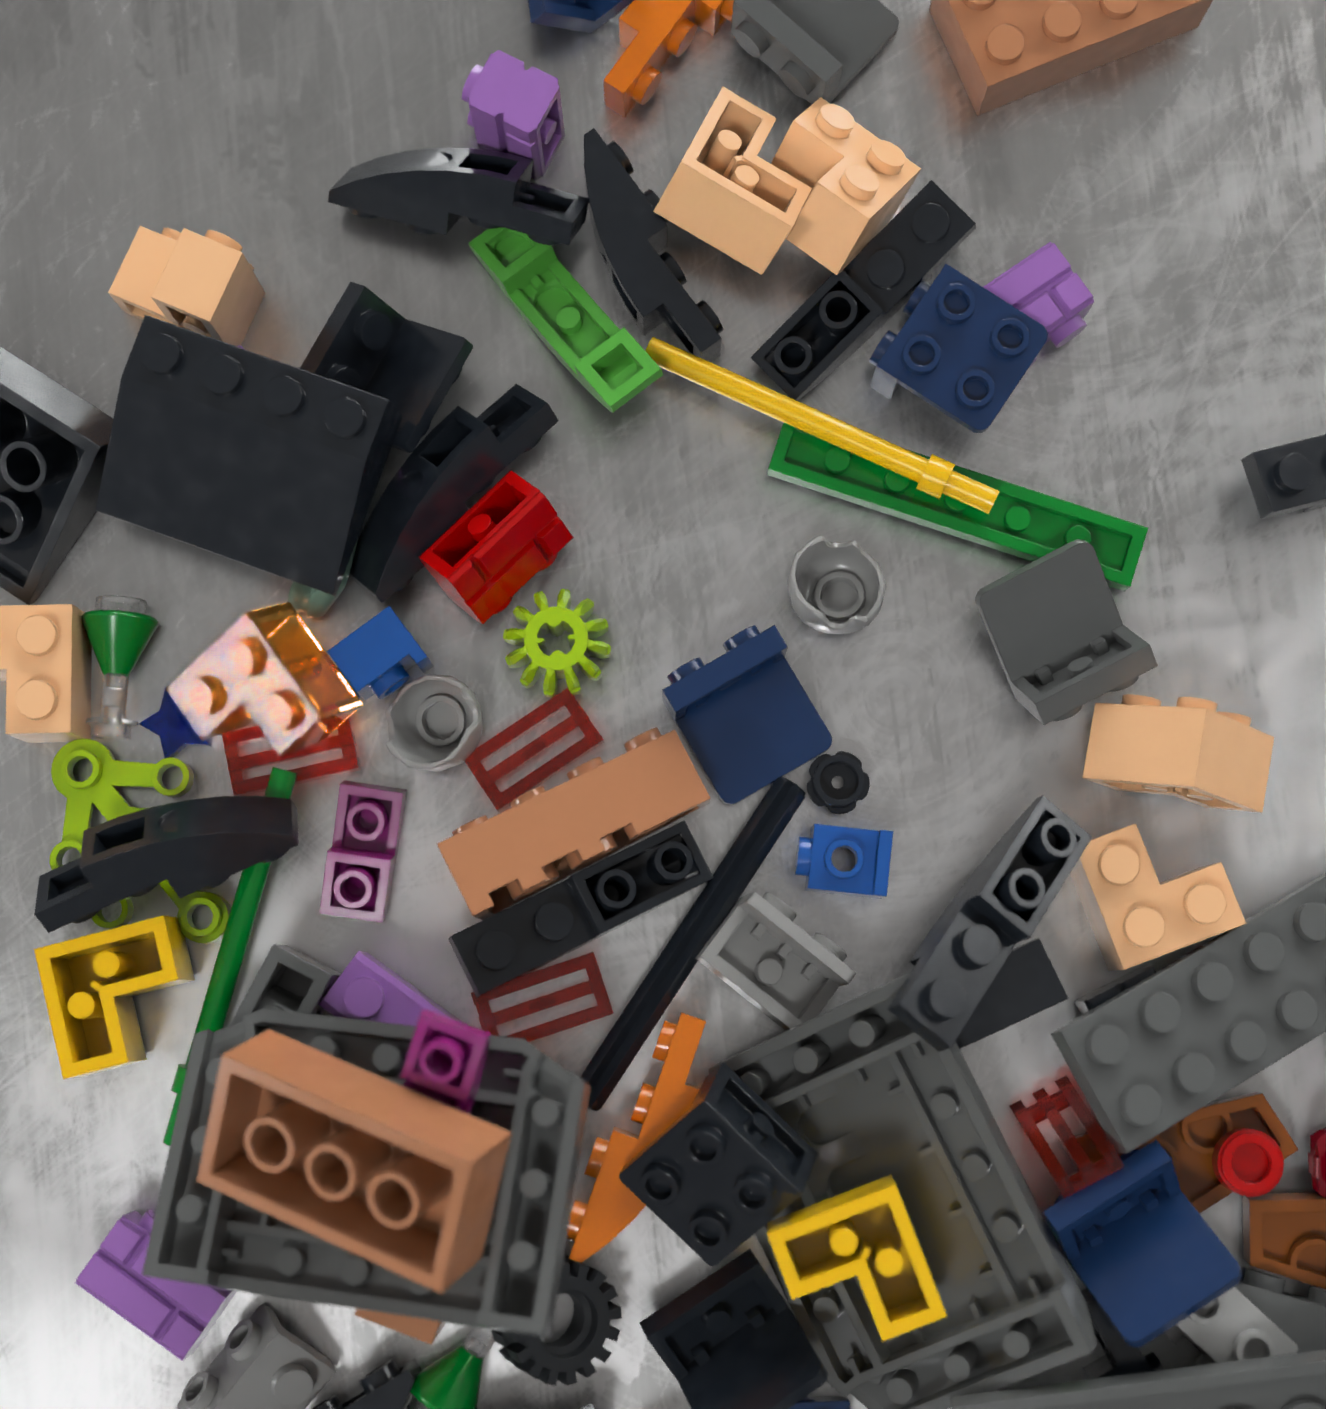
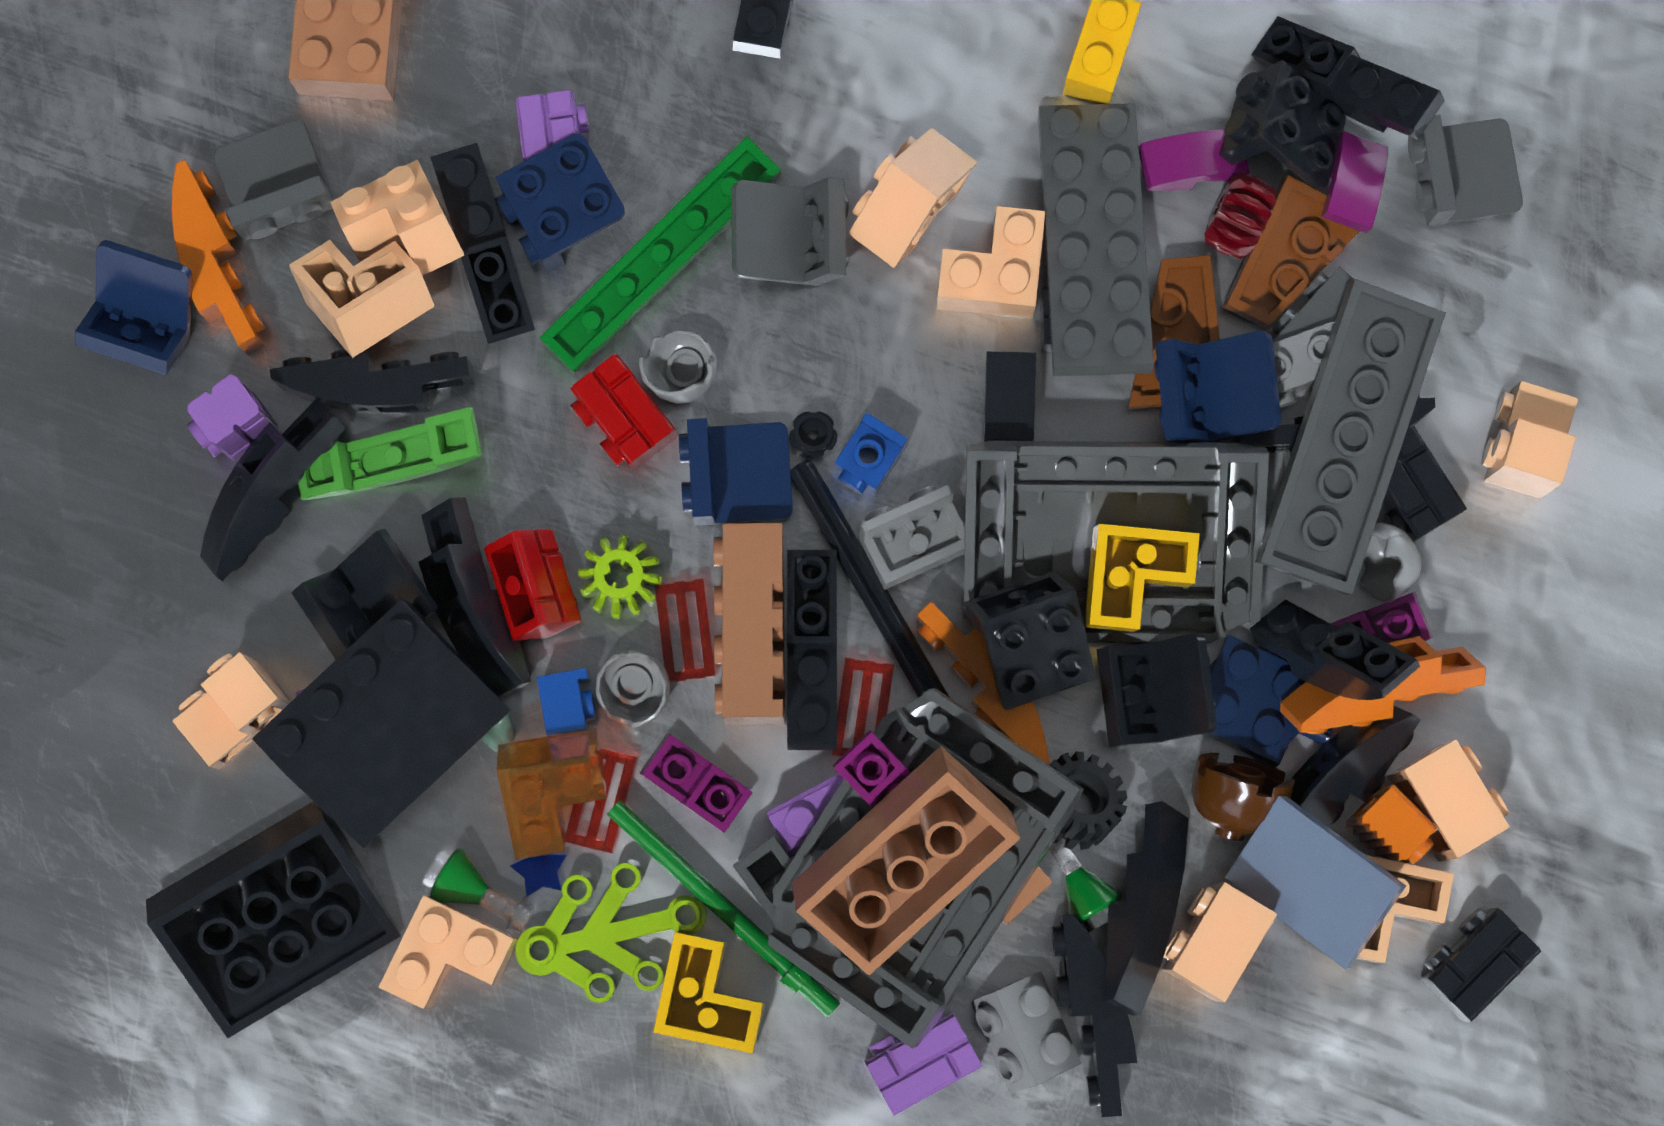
camera: 60 degrees left, 0 degrees up
(183, 842) = (631, 893): black slope -> none
(748, 550) = (623, 413): none -> red brick
(933, 475) = (637, 262): yellow bar -> none
(985, 922) = (957, 379): black slope -> none
(1049, 1108) = (1104, 403): clear red tile -> none
(1247, 1162) = (1201, 292): red tile -> none

